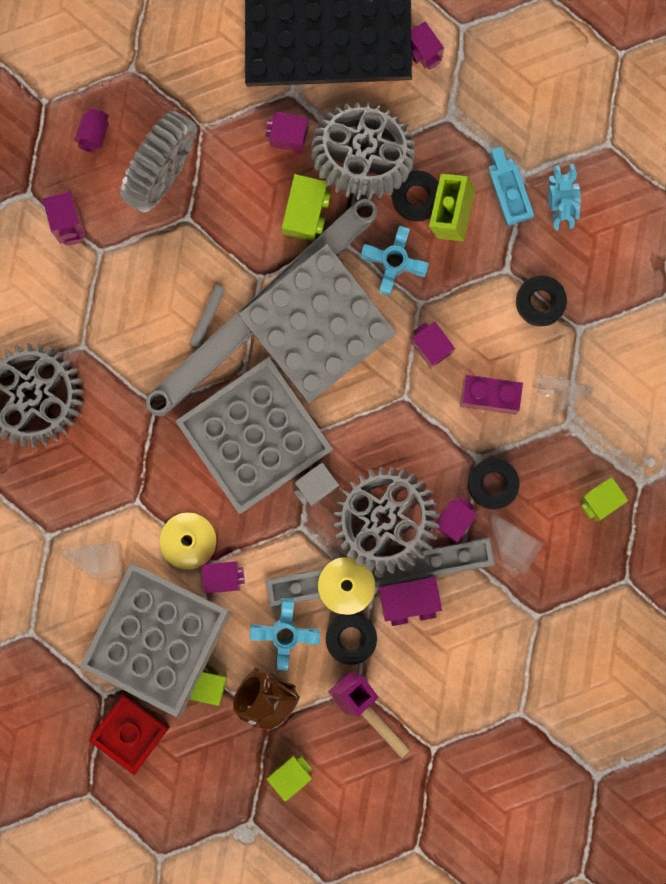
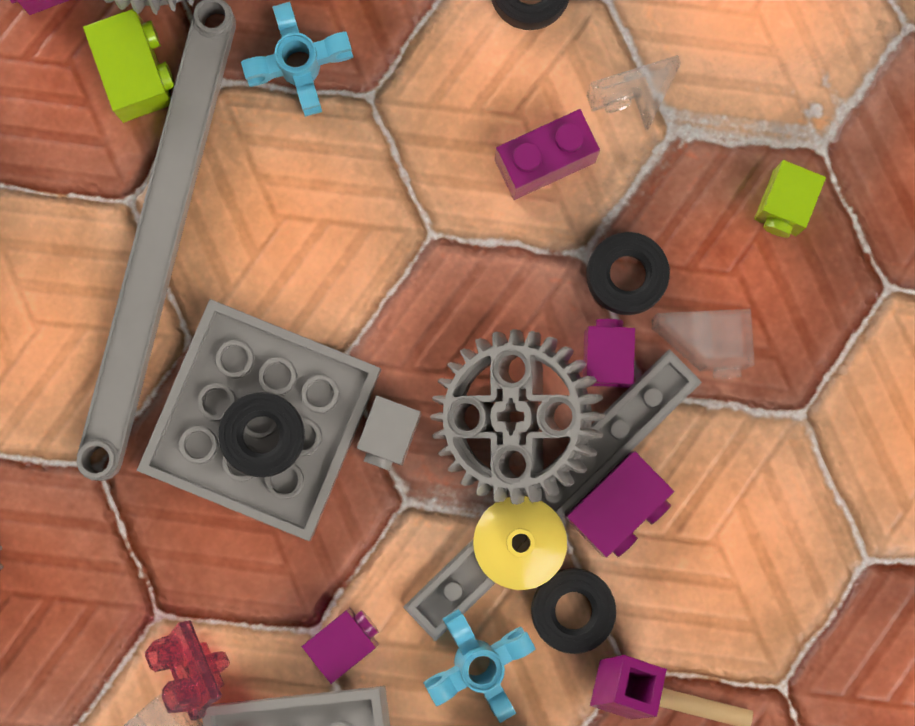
camera: 30 degrees left, 0 degrees up
(139, 540) = (192, 667): none -> clear pink hips
(202, 546) = (286, 619): light yellow dish -> none
(207, 316) = (90, 298): light grey piece -> none
(245, 427) = (232, 434): none -> black tyre
(317, 323) = (246, 210): light grey plate -> none
(432, 344) = (421, 138): magenta brick -> none

